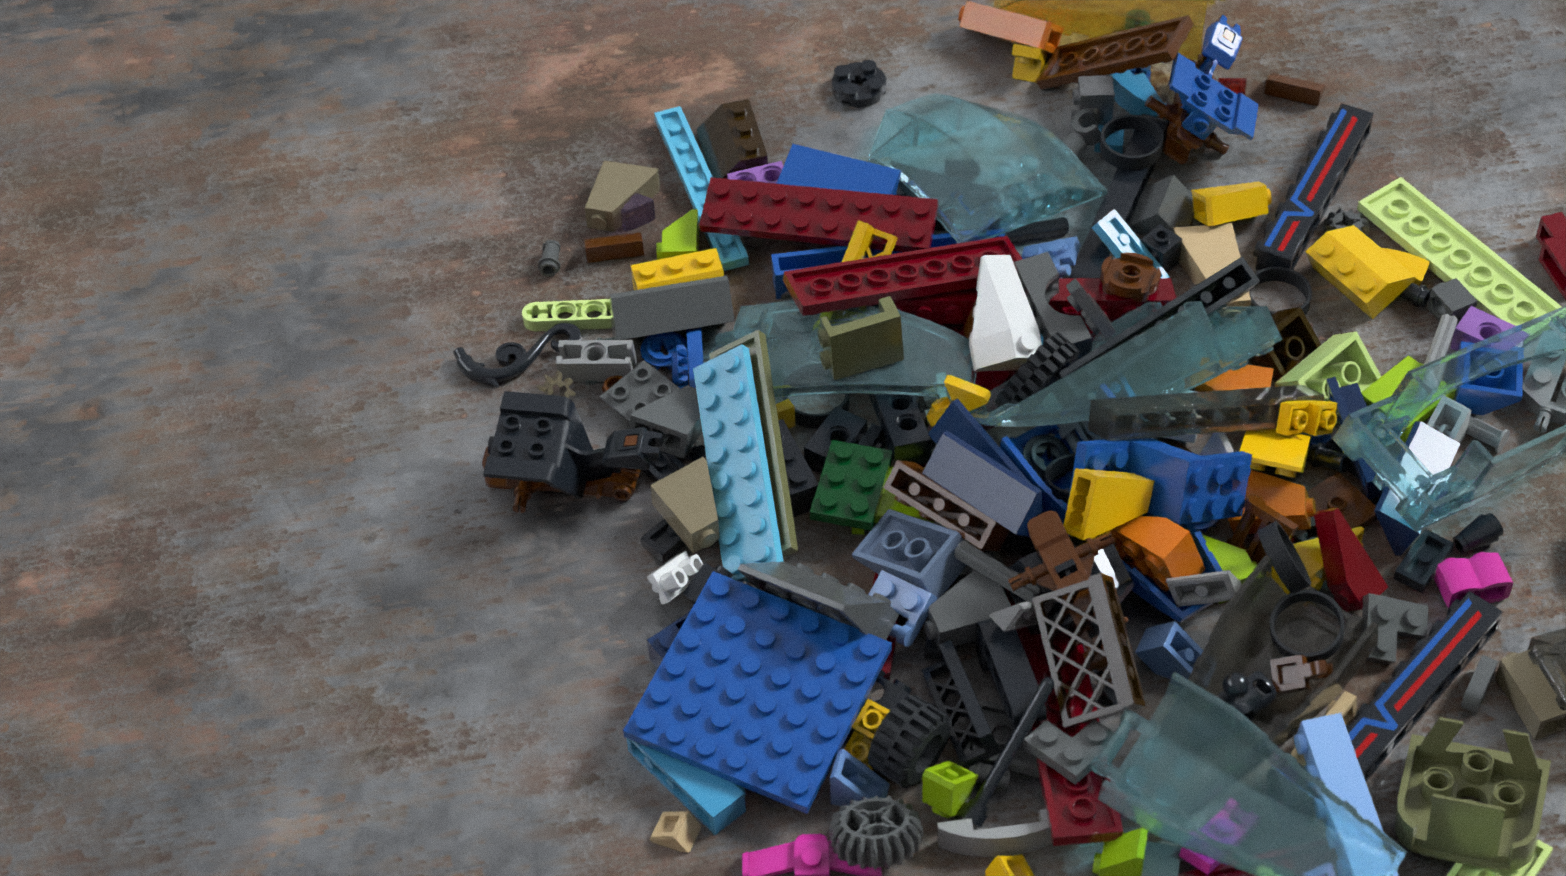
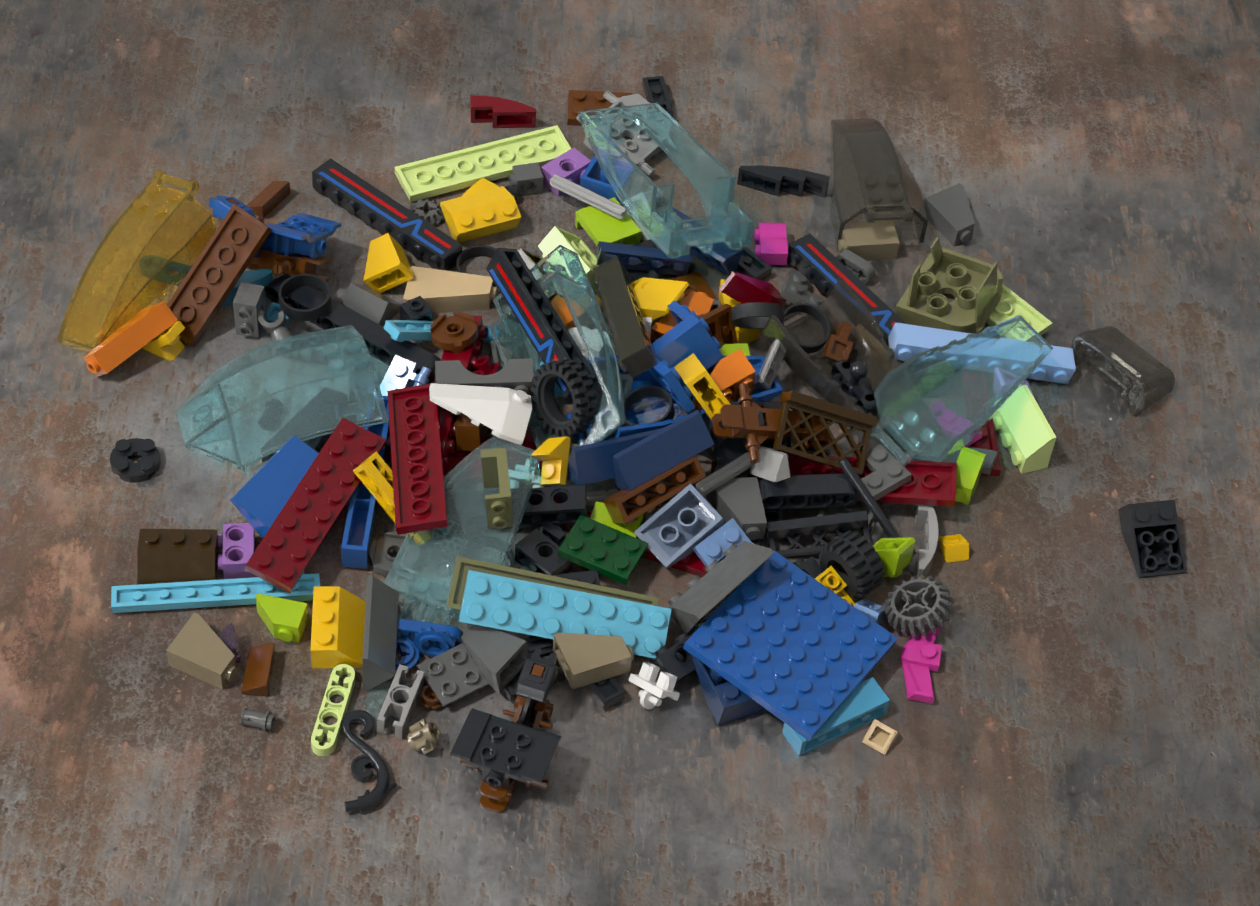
camera: 85 degrees left, 0 degrees up
(1092, 313) = (502, 351): dark grey plate -> none
(1306, 417) = (632, 268): yellow slope -> none

